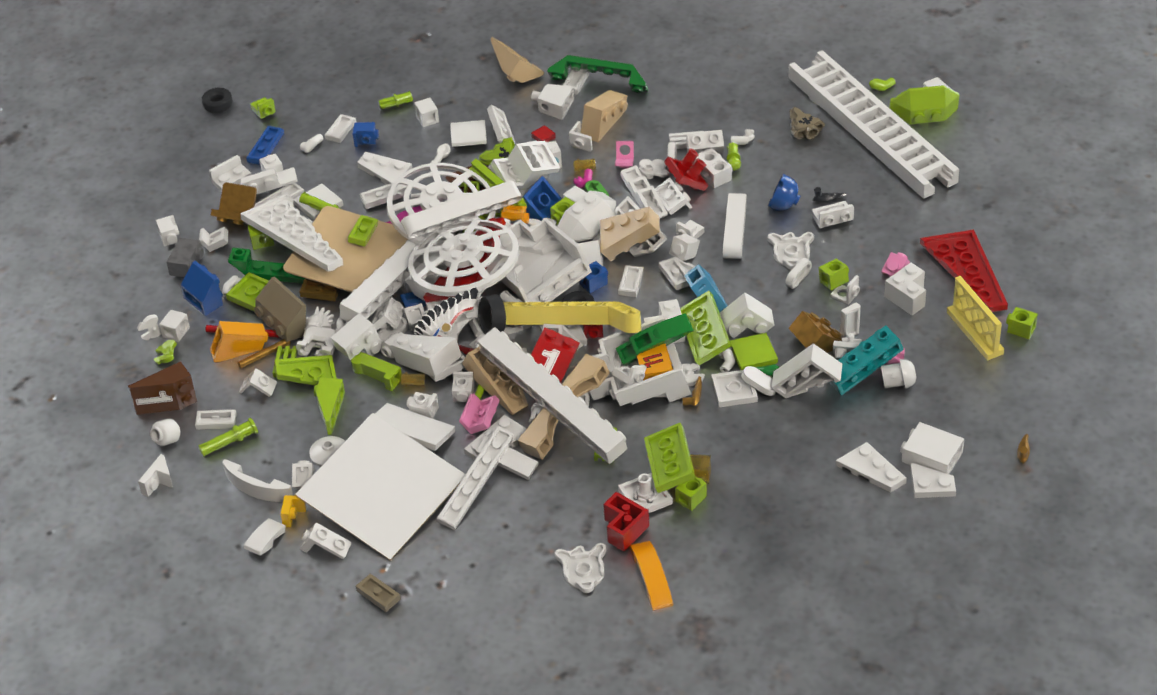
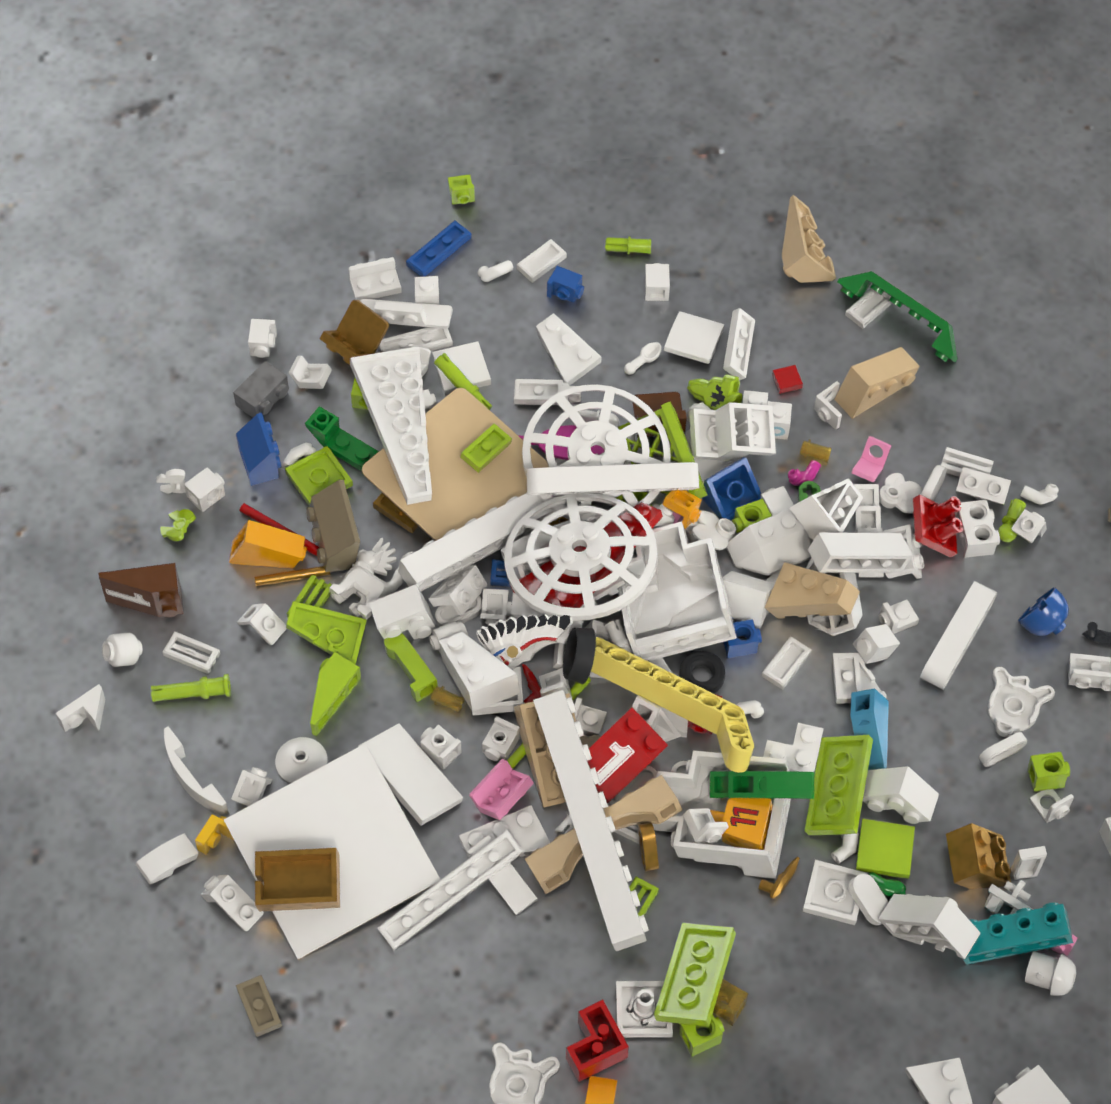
camera: 20 degrees right, 15 degrees up
(215, 93) = (415, 163): black tyre -> none
(367, 506) = (297, 879): none -> pearl gold piece
(554, 99) = (826, 330): white torso -> none
(597, 402) = (648, 846): none -> pearl gold beam
(611, 184) = (828, 509): none -> white wedge
(647, 195) = (860, 552): none -> white brick
(689, 373) = (788, 850): white piece -> none
(747, 152) = (1029, 526): none -> white bracket

